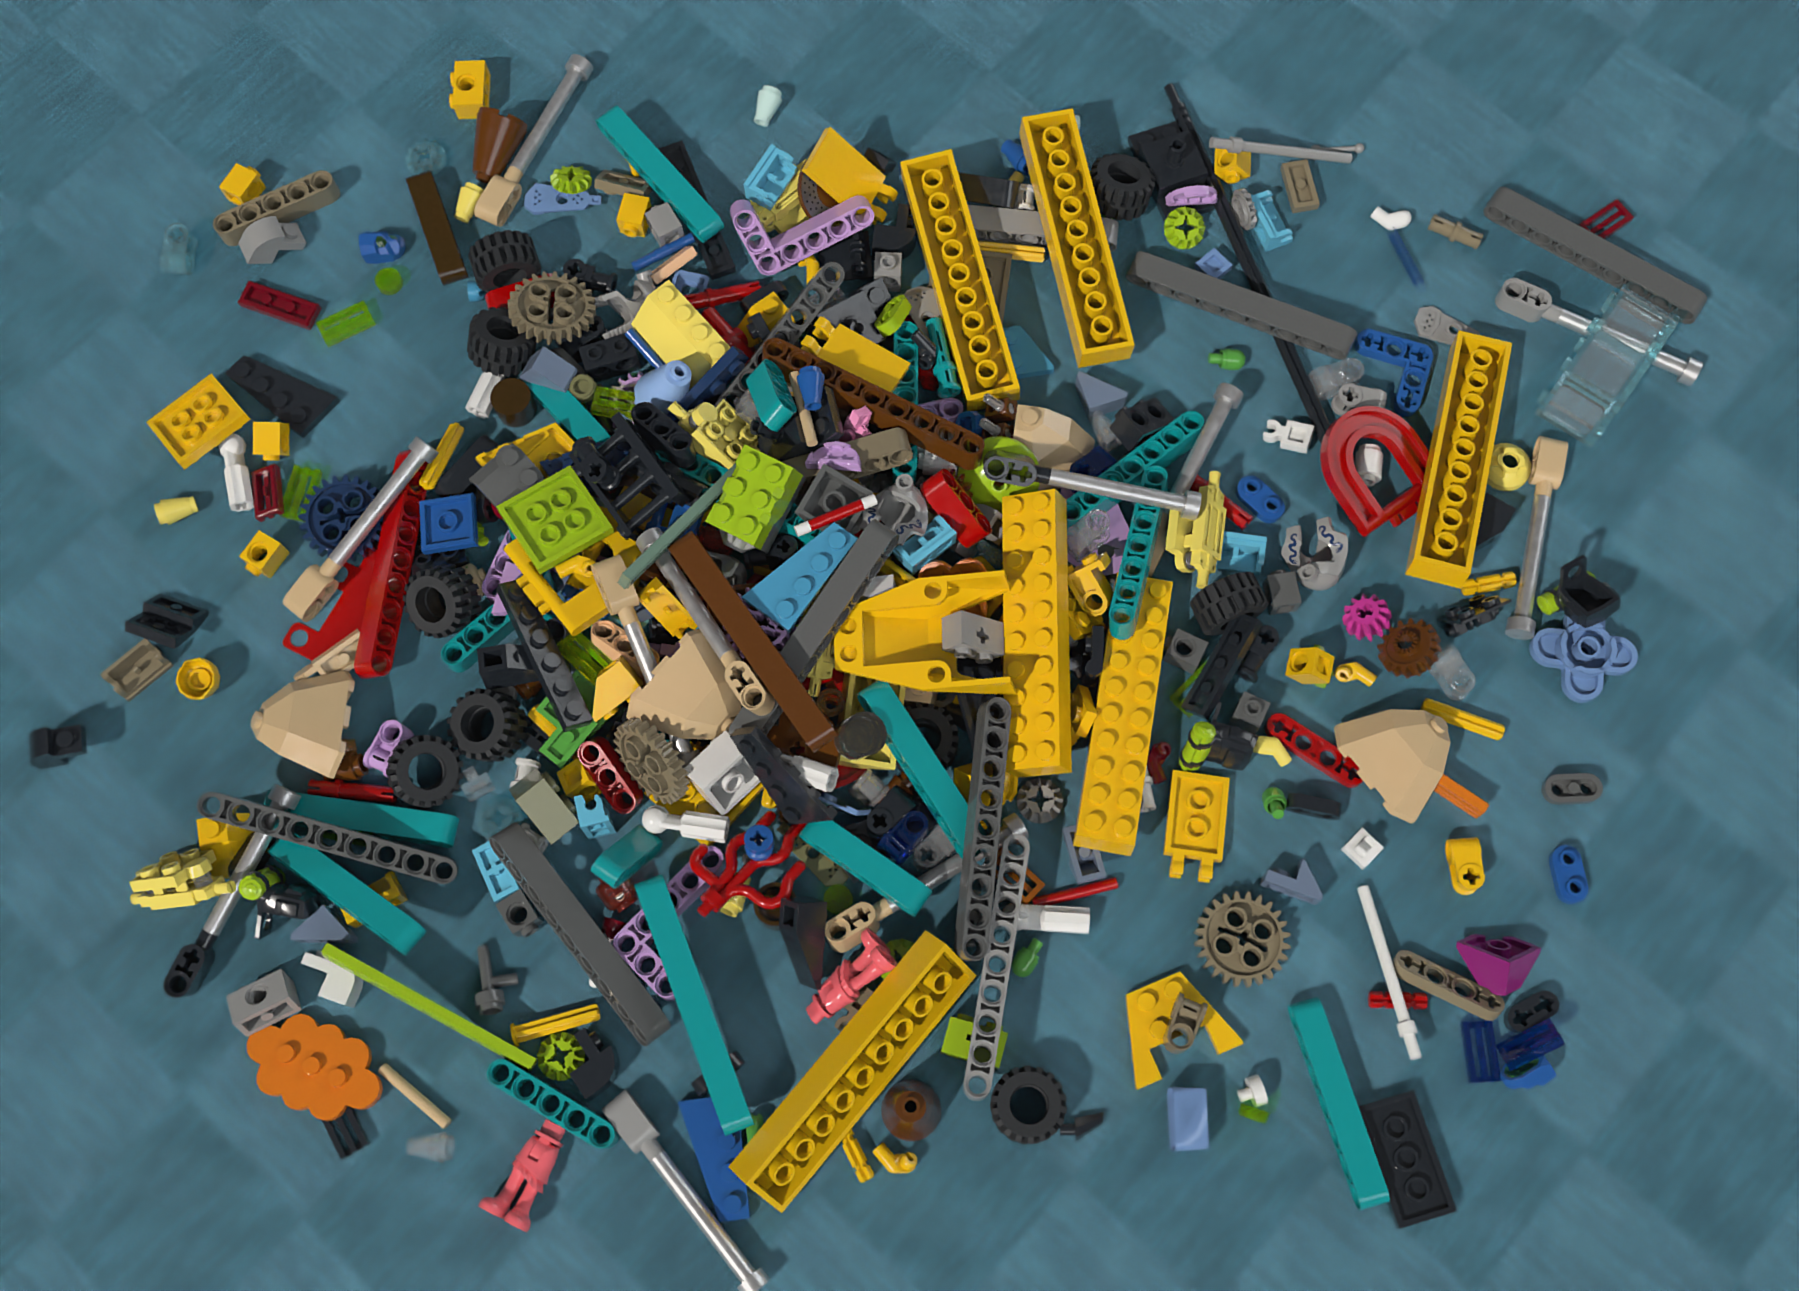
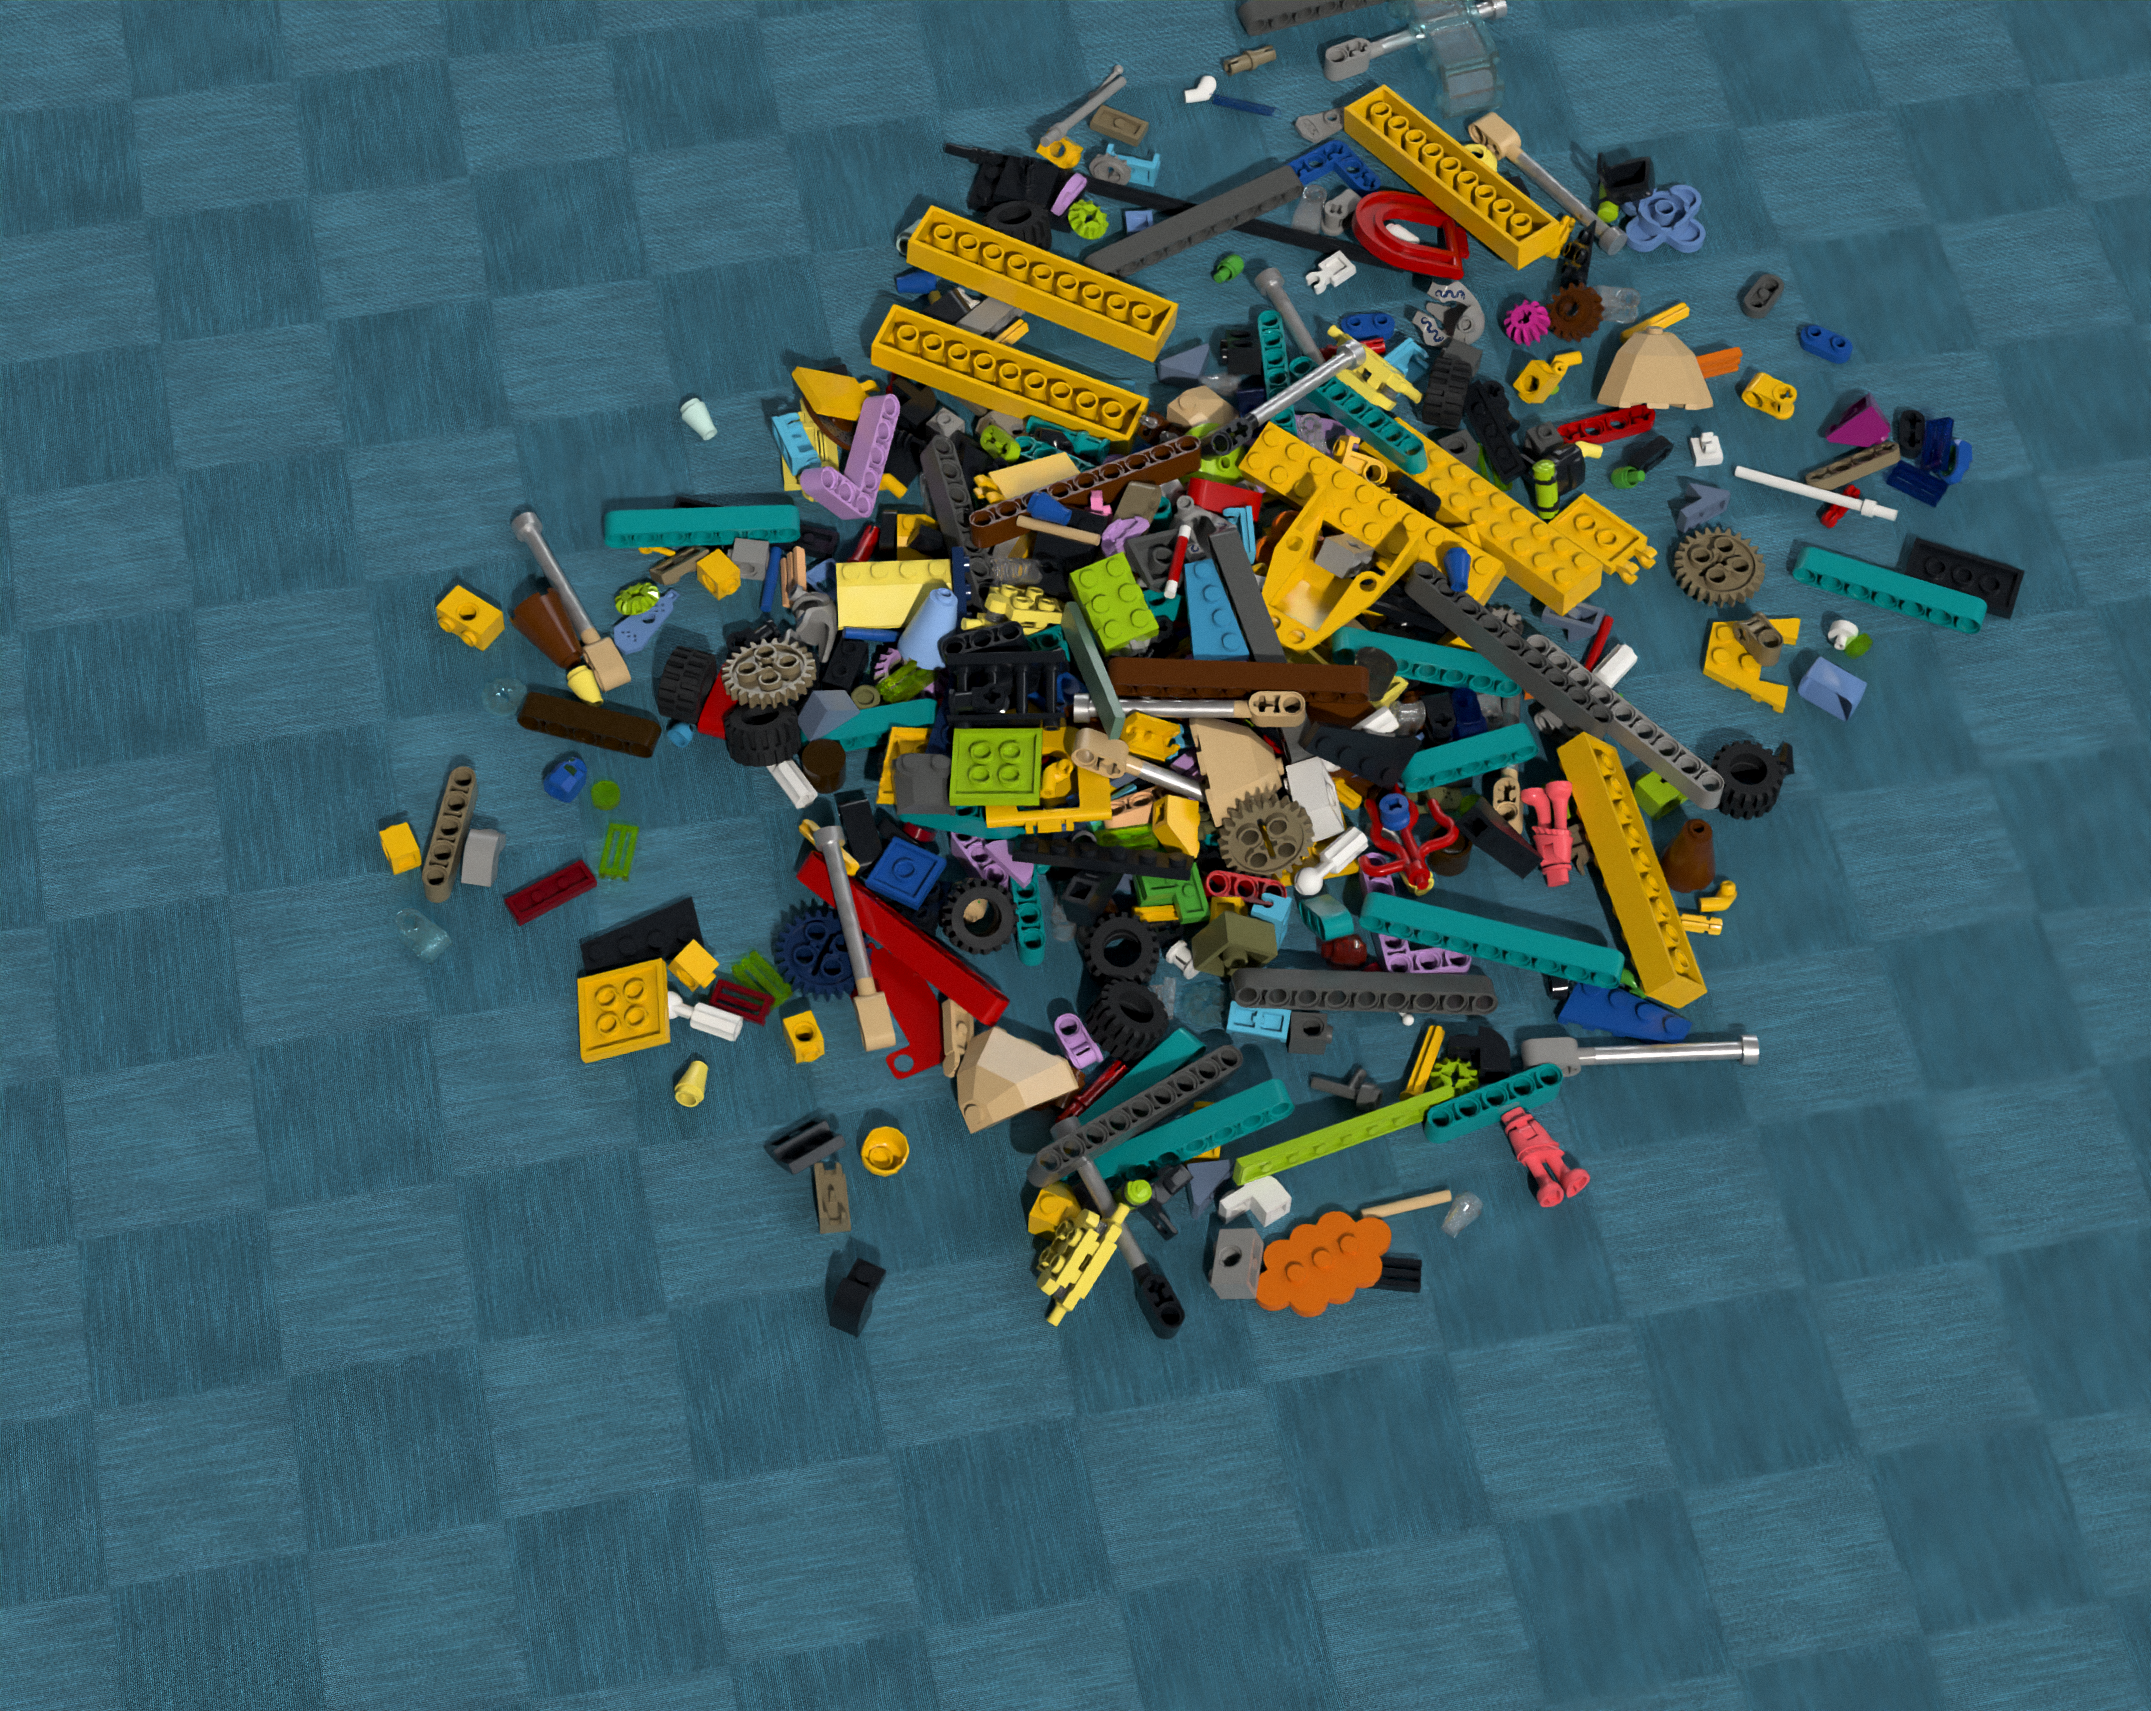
camera: 60 degrees left, 15 degrees down
(771, 395) = (1027, 542): teal beam -> none
(1020, 732) = (1457, 566): none -> blue cone

